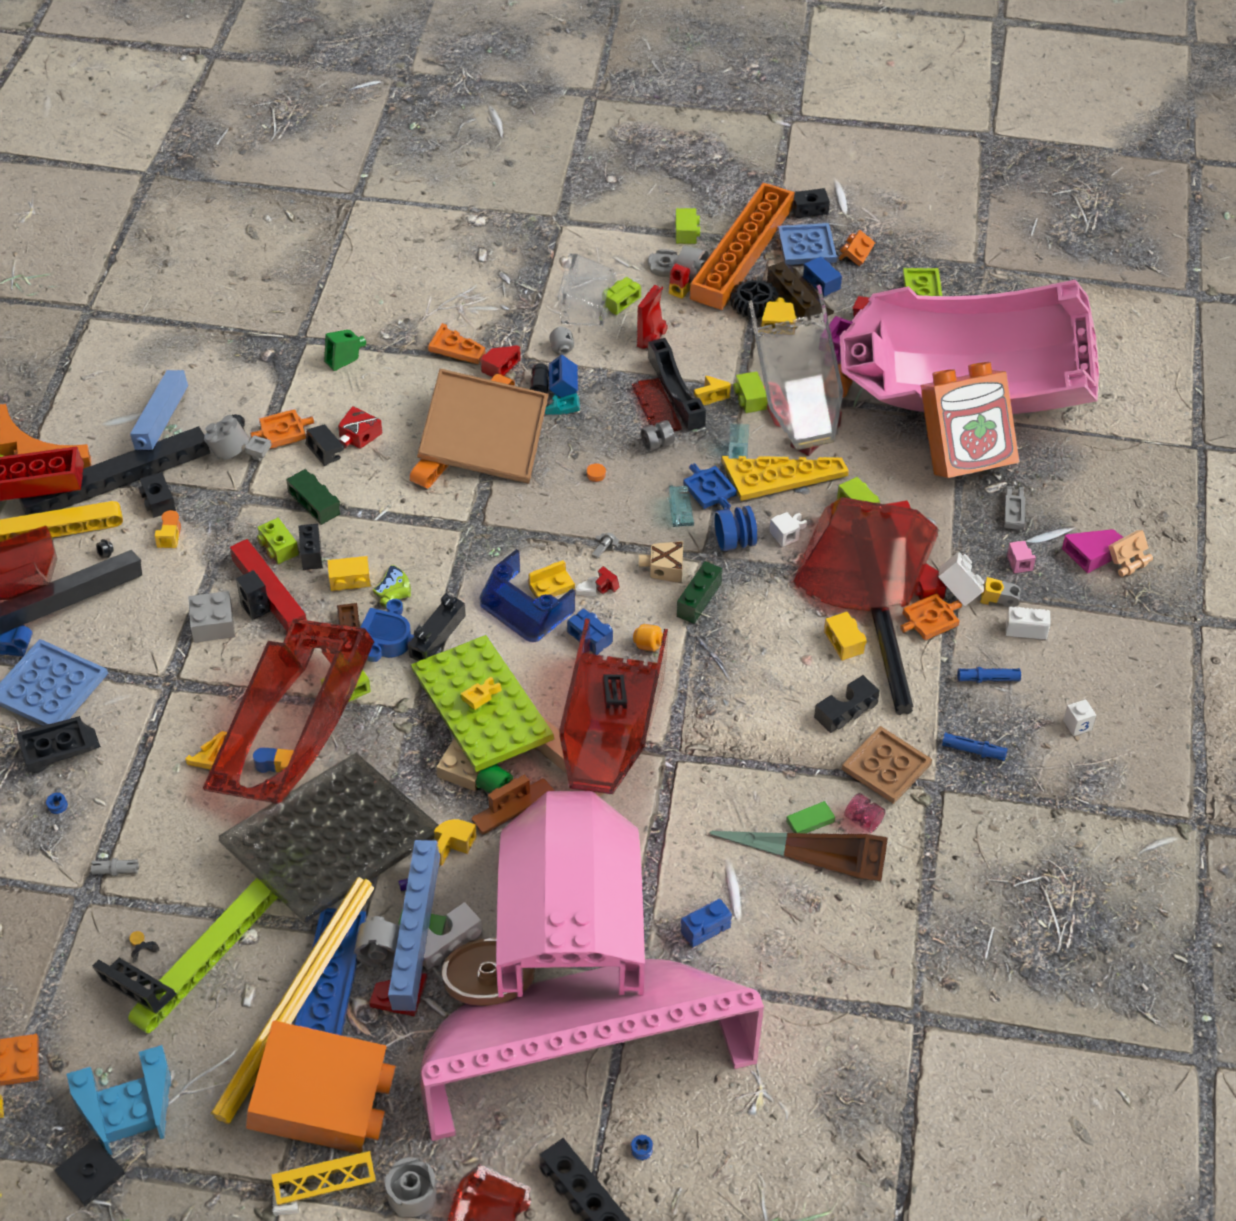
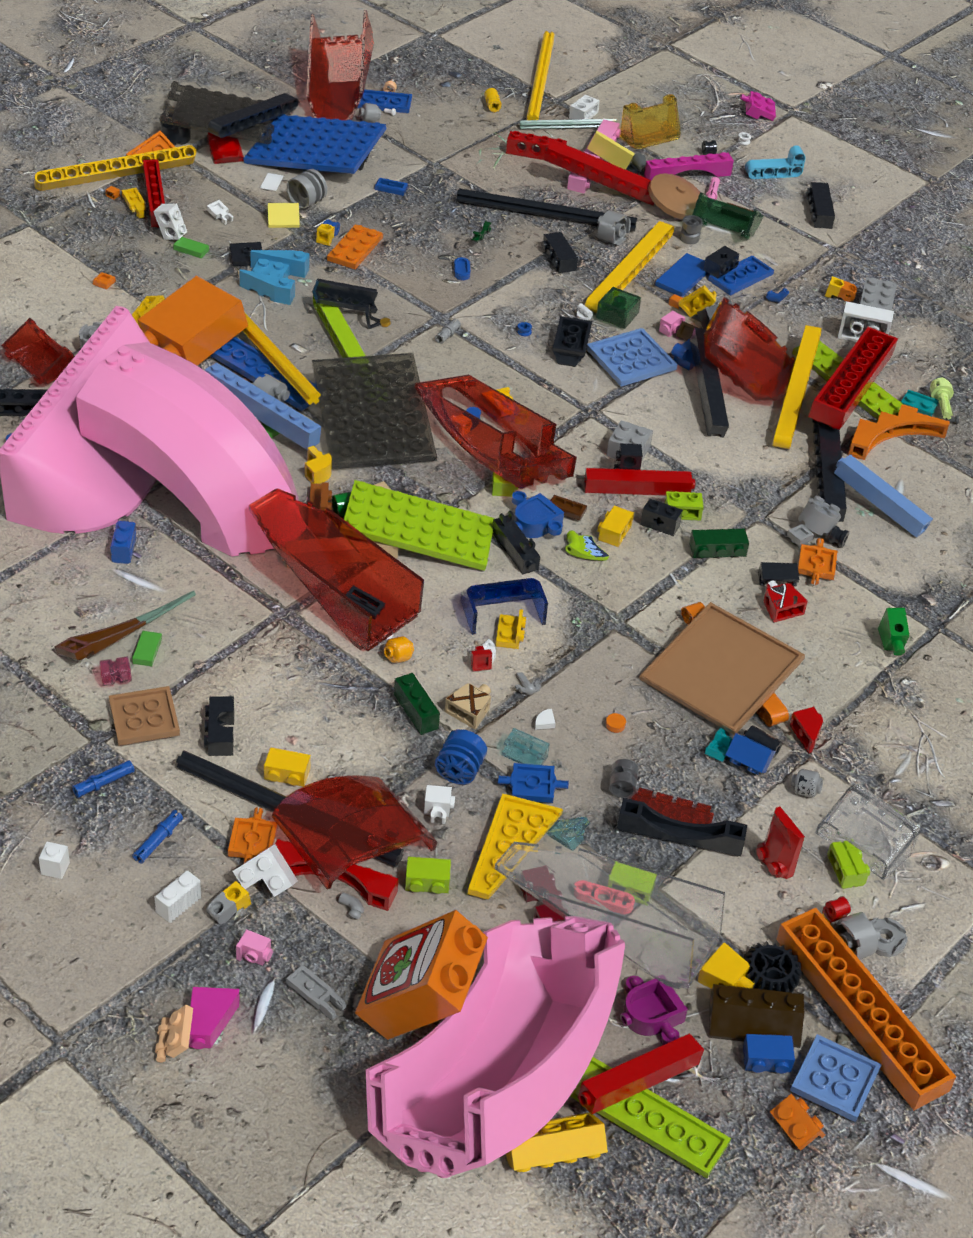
camera: 120 degrees right, 5 degrees down
(104, 548) = (748, 425): black plate -> none
(157, 494) = (786, 468): black brick -> none
(170, 531) = (742, 460): yellow leg -> none
(455, 346) = (854, 711): orange wing -> none
(480, 694) = (416, 510): yellow plate -> none
(600, 634) = (437, 622): blue brick -> none
(634, 513) = (545, 720): none -> white tile
(687, 226) = (932, 982): lime brick -> none
(713, 390) = (658, 856): yellow slope -> none
(811, 203) = (905, 1137): black brick -> none

